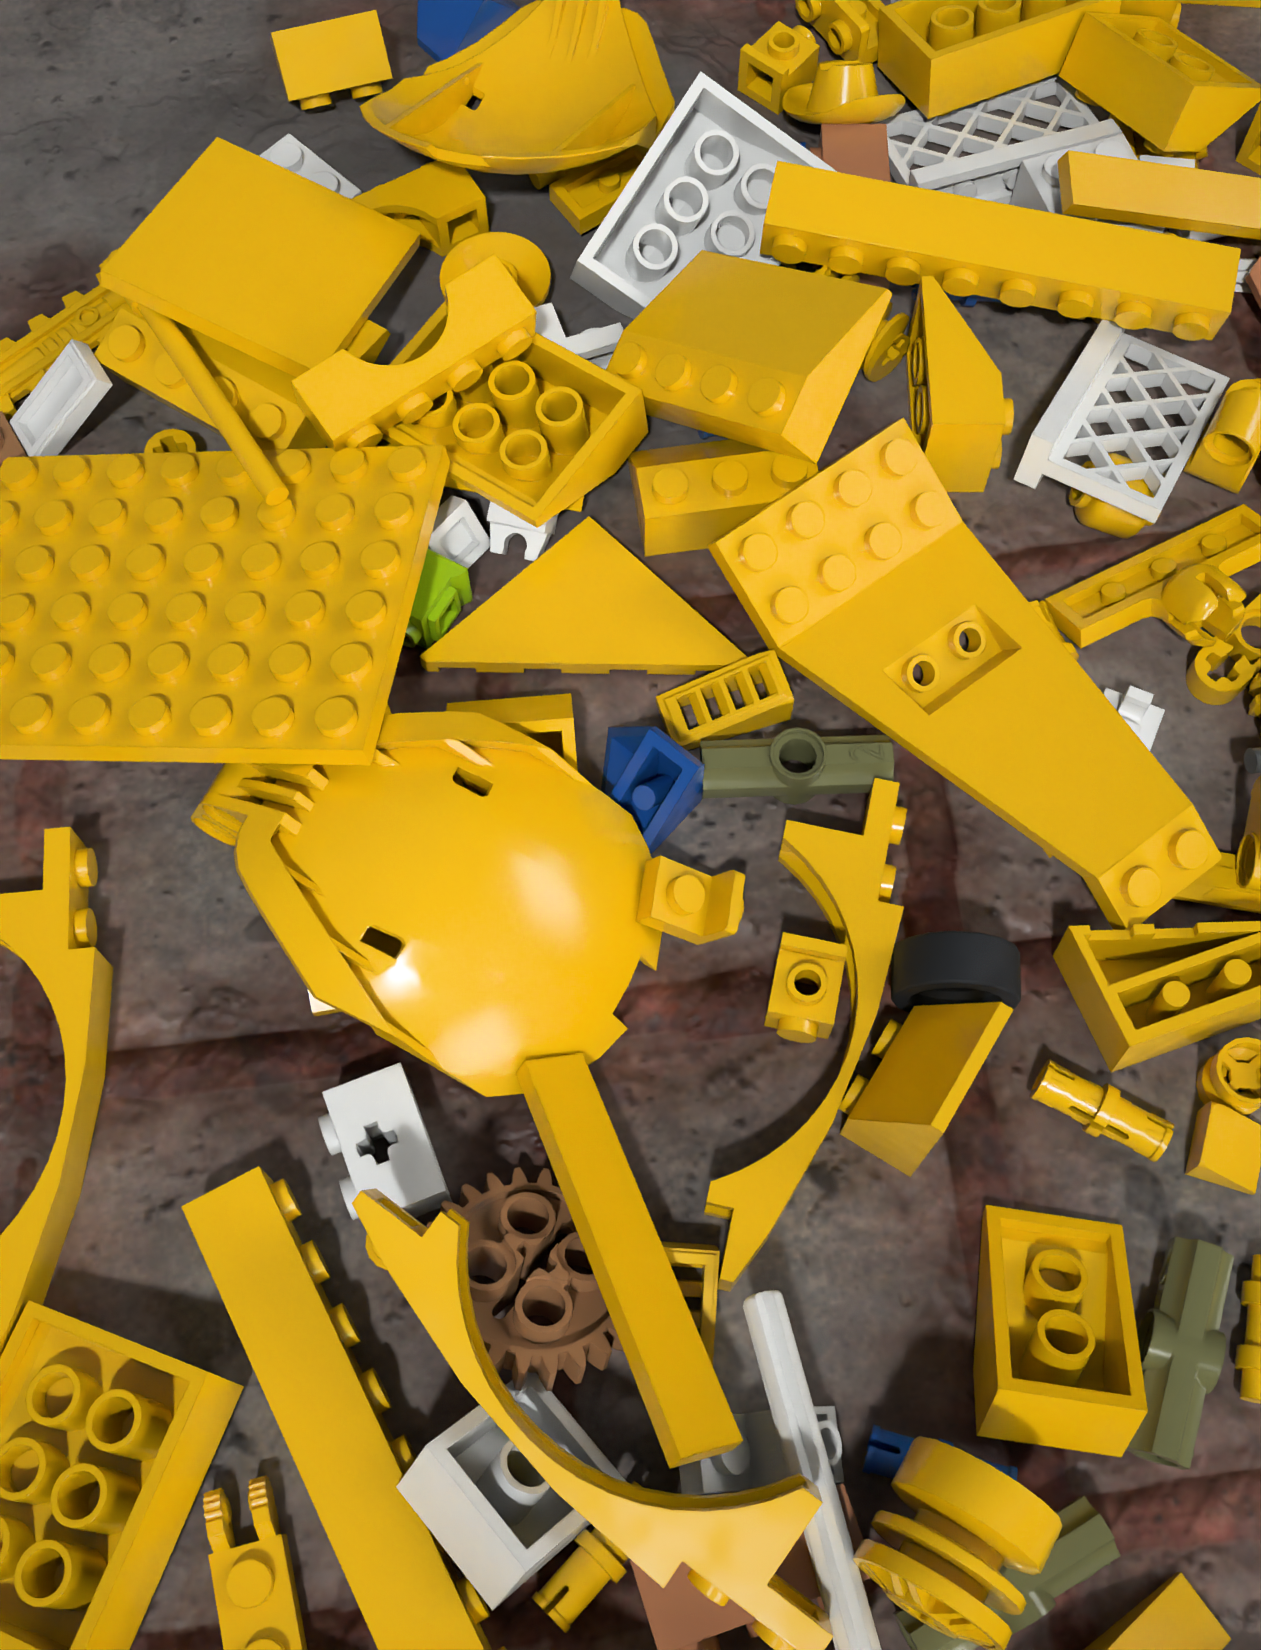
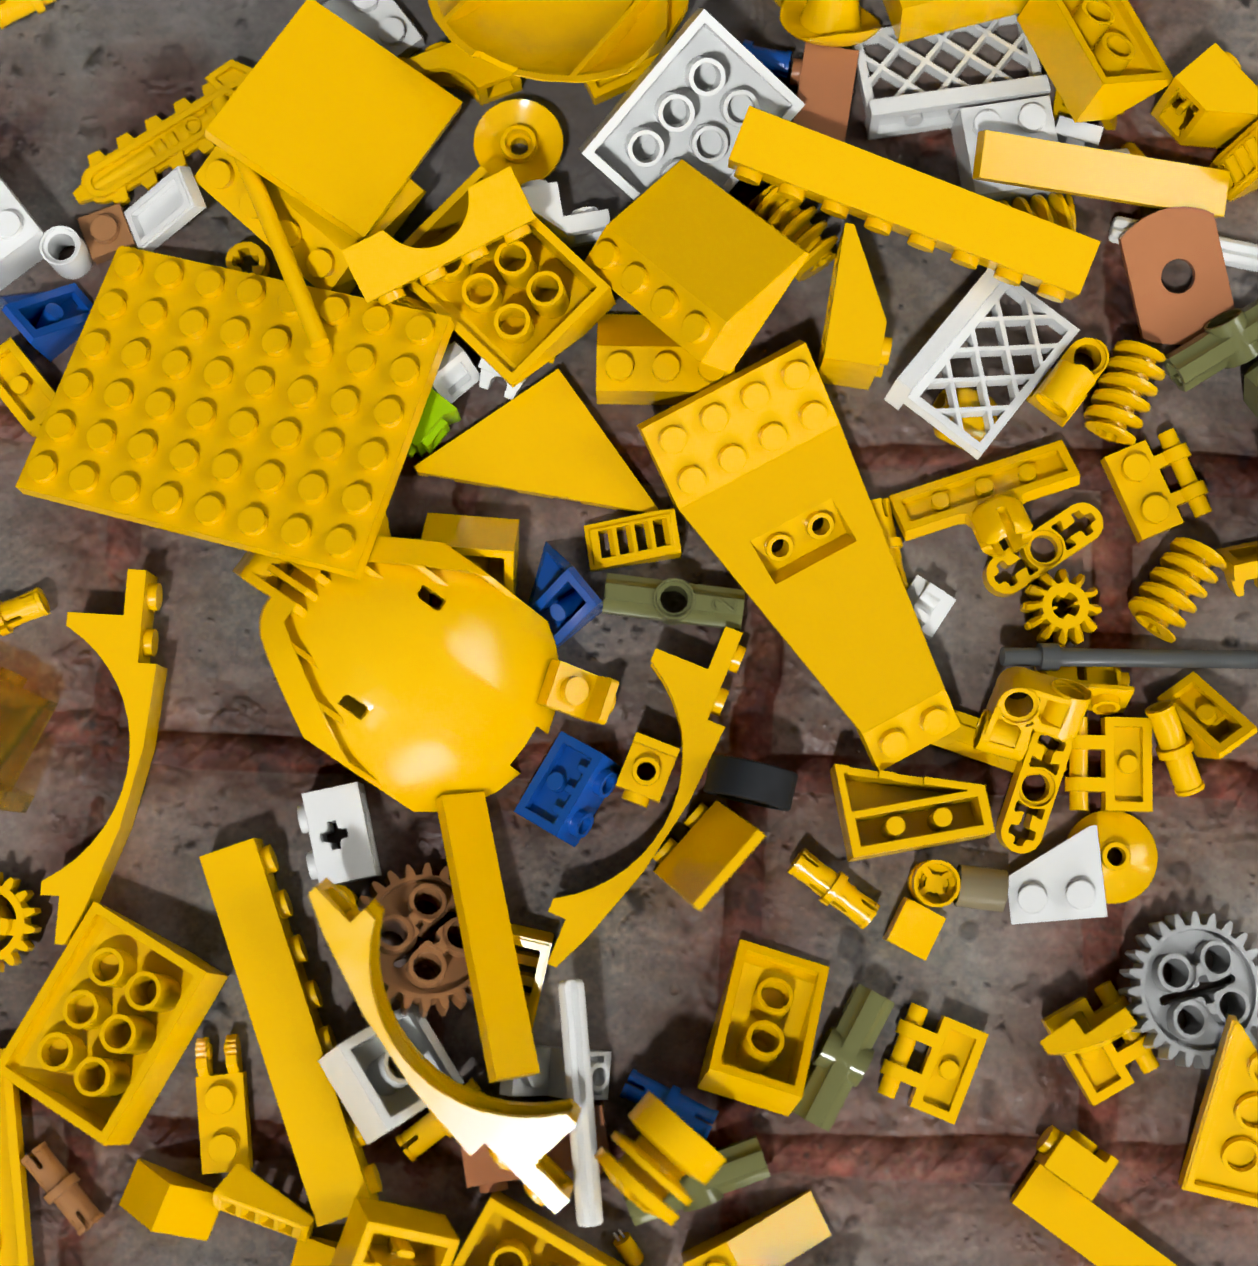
camera: 10 degrees right, 15 degrees up
(701, 1033) = (568, 789): none -> blue bracket

